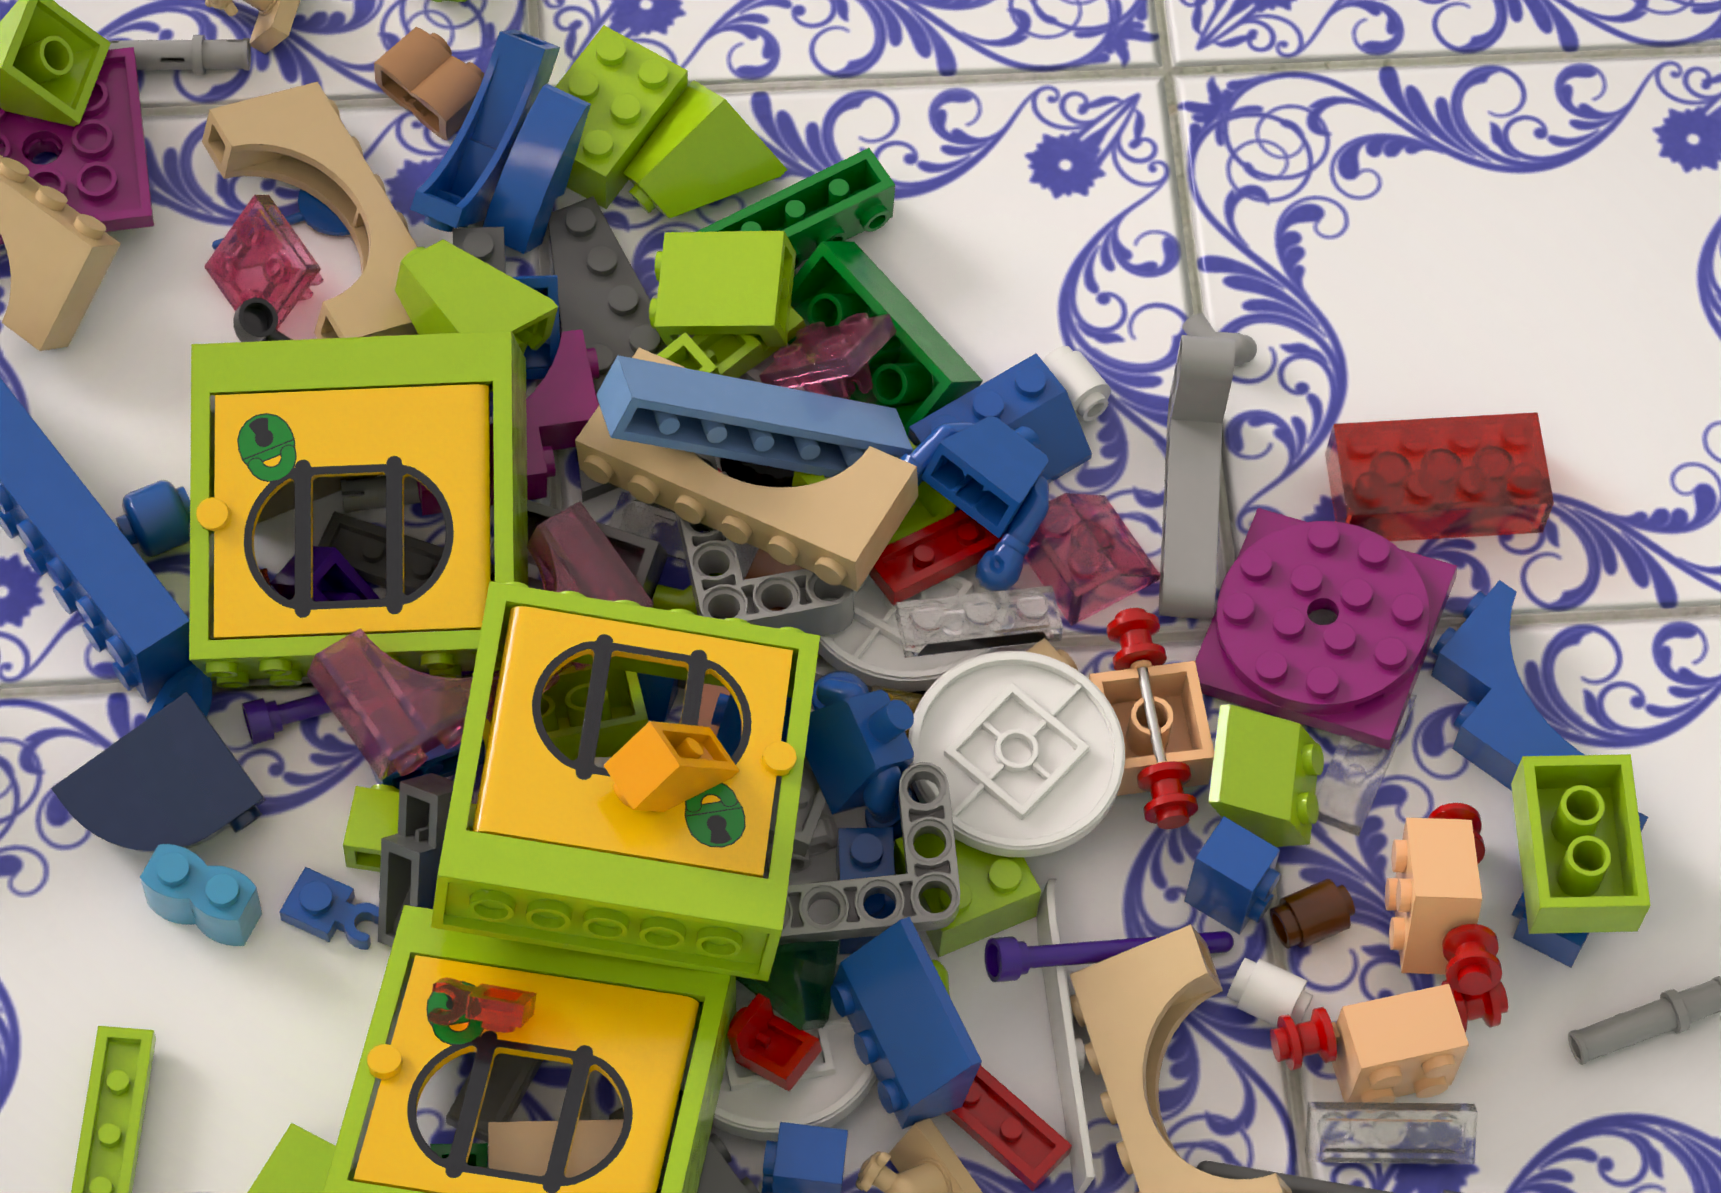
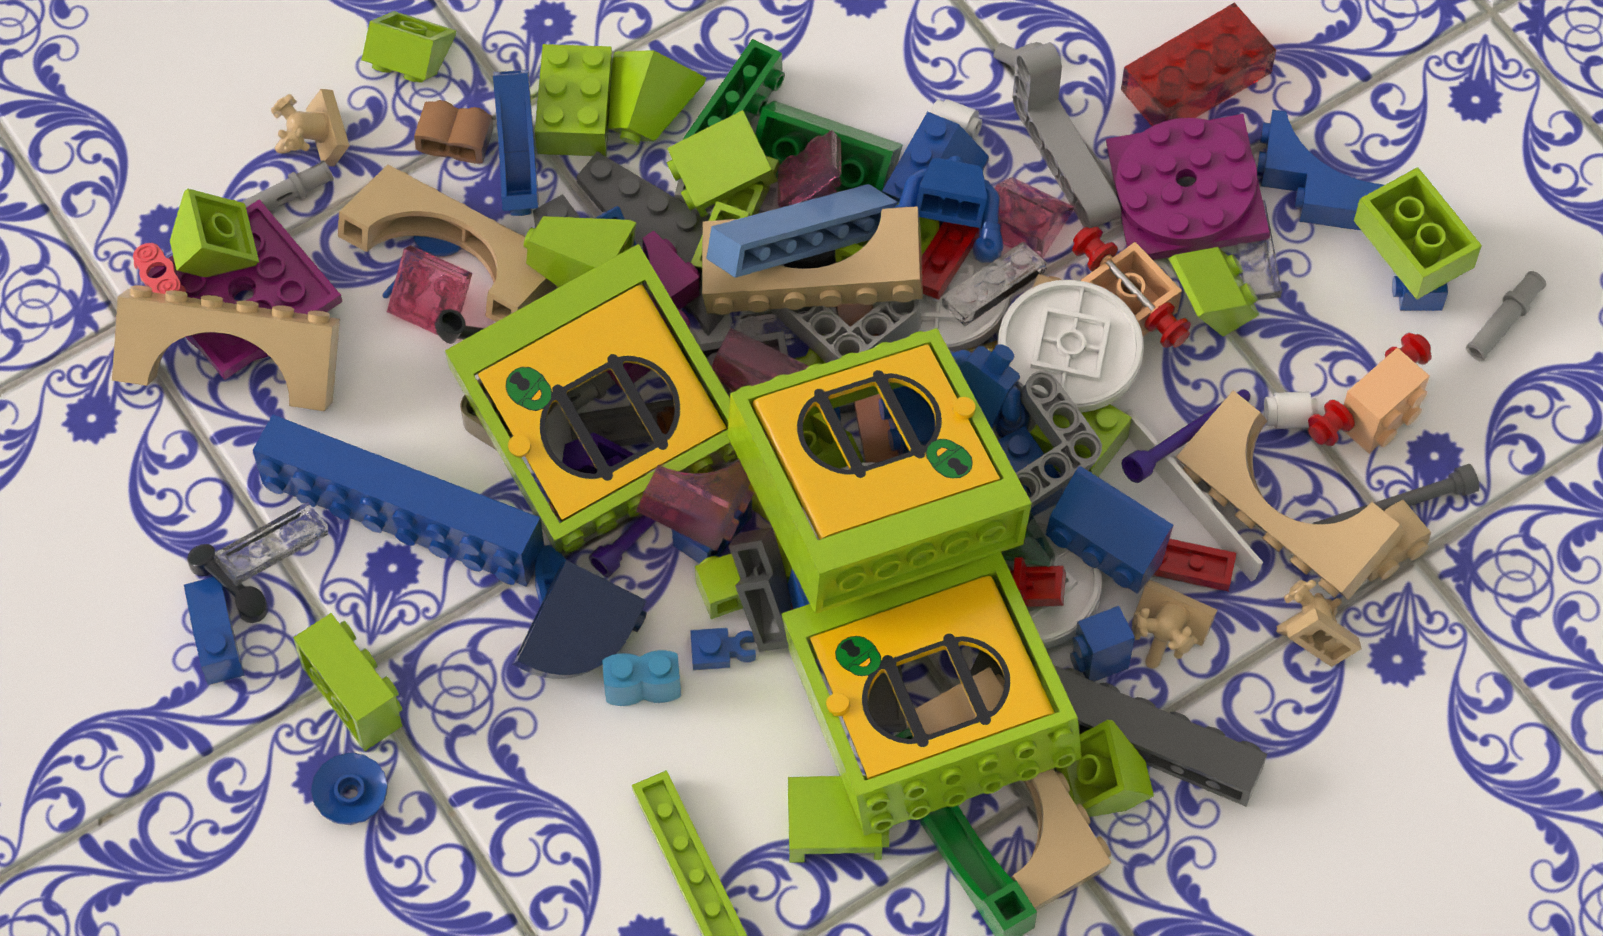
camera: 25 degrees left, 0 degrees up
(156, 518) = (466, 468): blue head -> none
(496, 1006) = (883, 638): clear red plate -> none
(537, 168) = (560, 147): blue slope -> none
(668, 766) = (910, 443): light orange slope -> none
(1233, 876) = (1233, 353): blue brick -> none
(1312, 914) = (1285, 353): reddish brown brick -> none
(1391, 1132) = (1406, 452): clear plate -> none
(1441, 899) = (1358, 306): light nougat brick -> none

